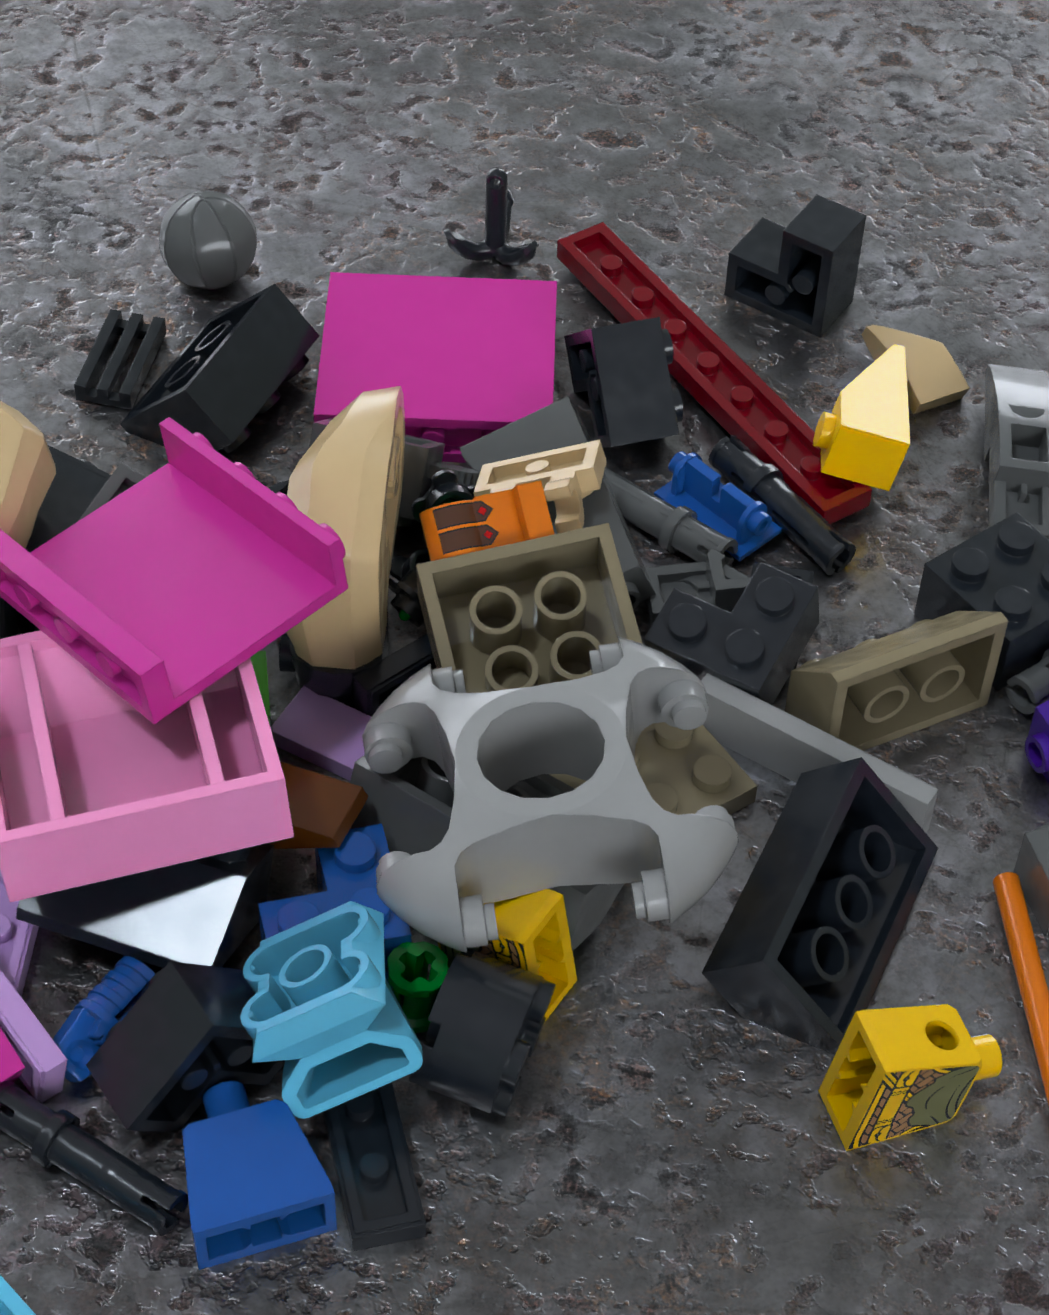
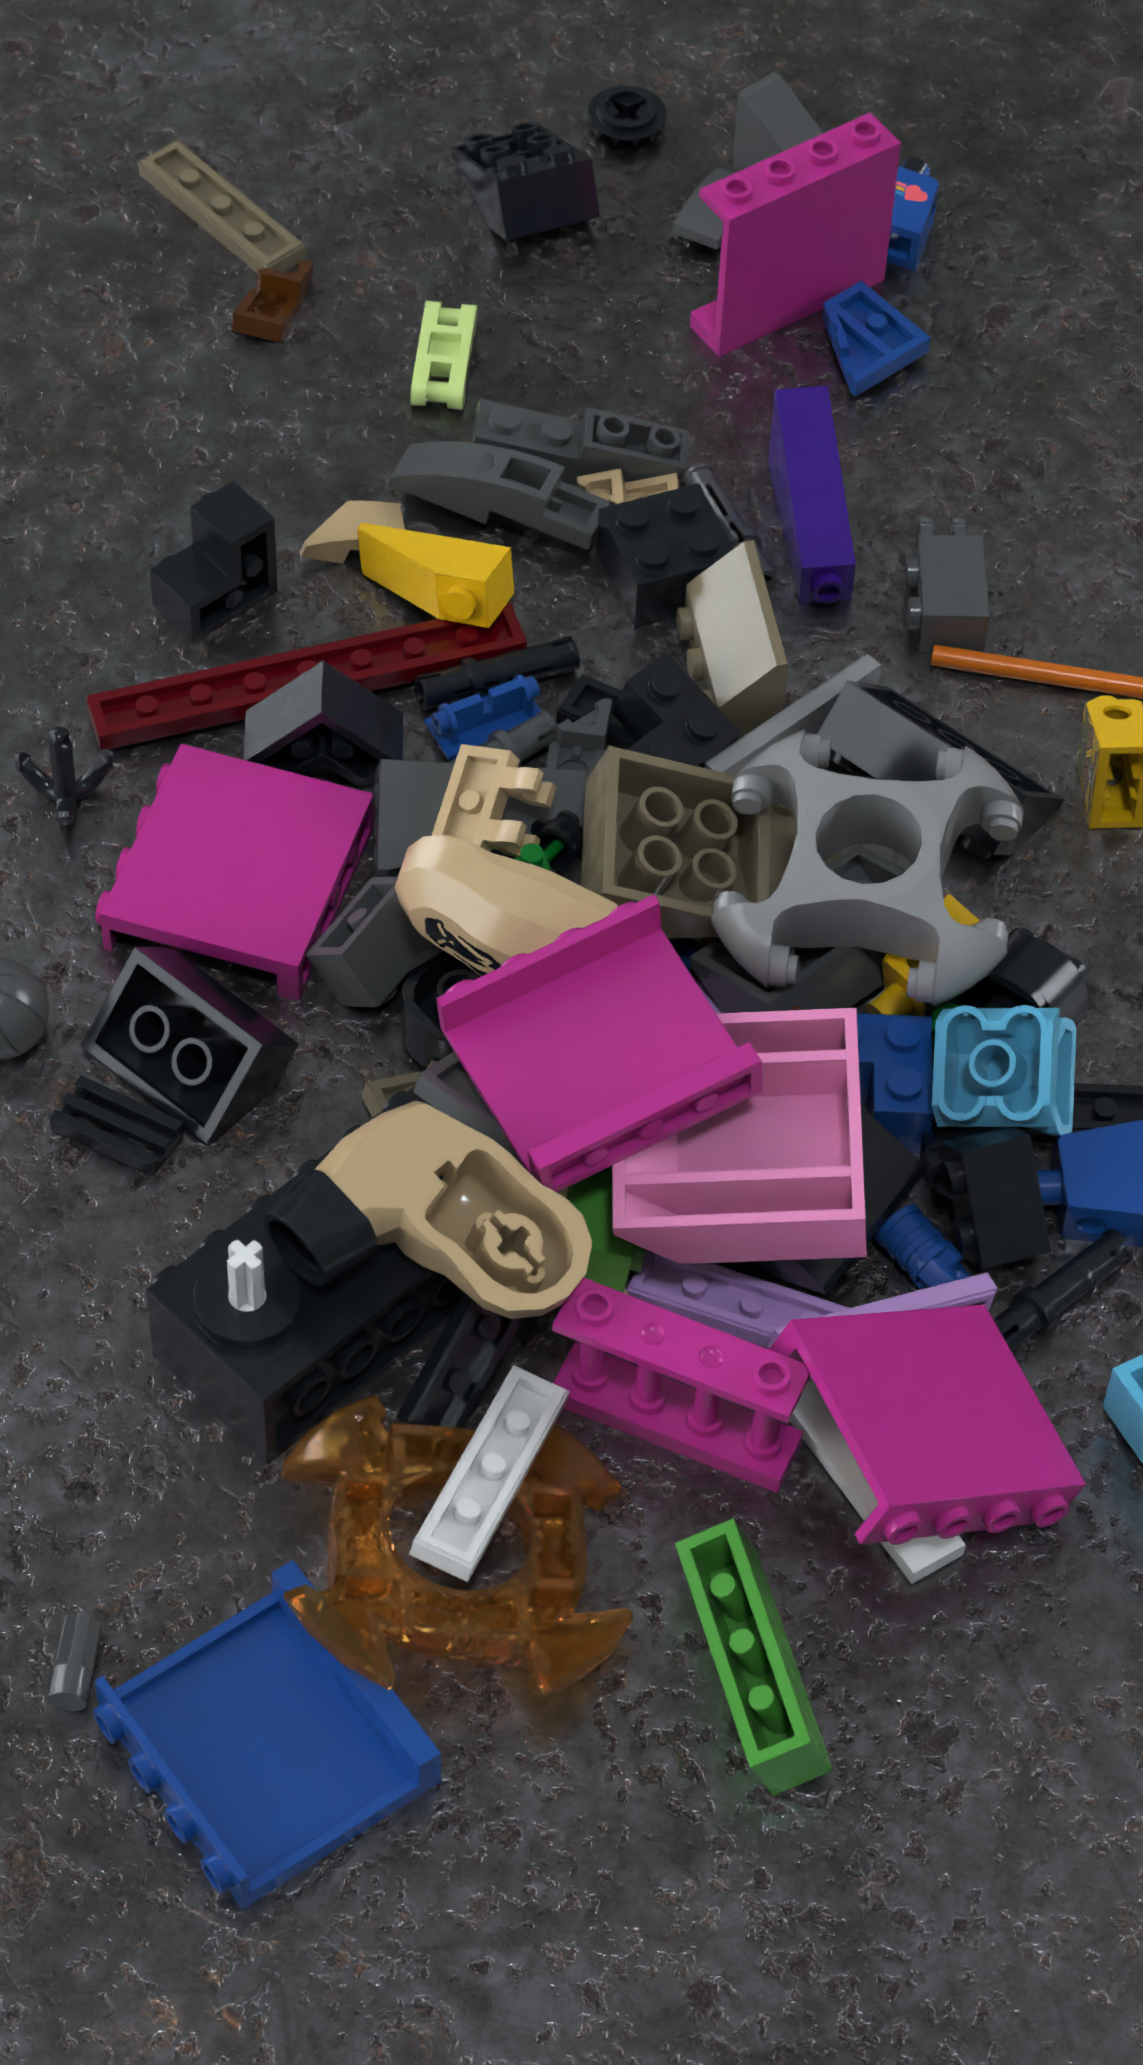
camera: 75 degrees left, 5 degrees up
(487, 521) = (565, 829): orange leg -> none

